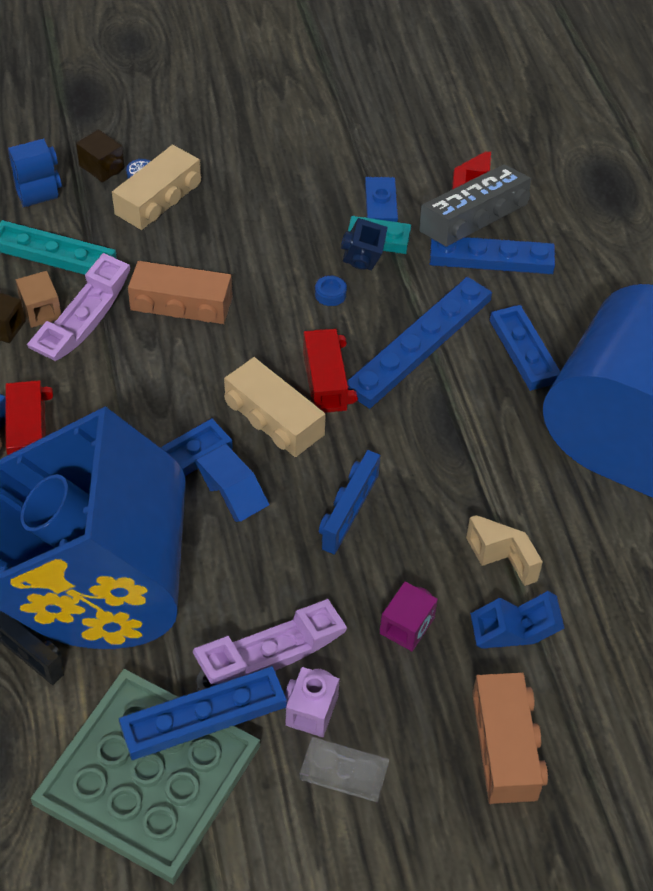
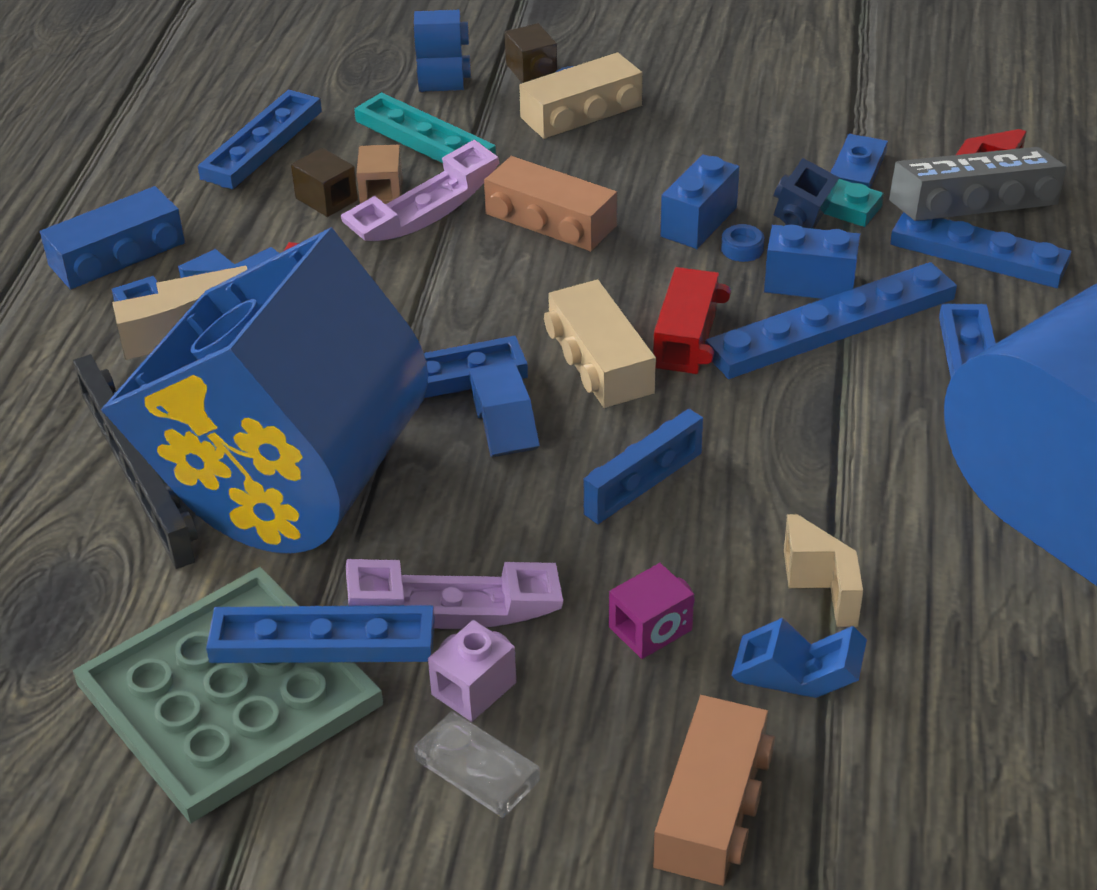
camera: 25 degrees right, 10 degrees down
(289, 265) = (699, 201): none -> blue brick
(390, 299) = (810, 261): none -> blue brick

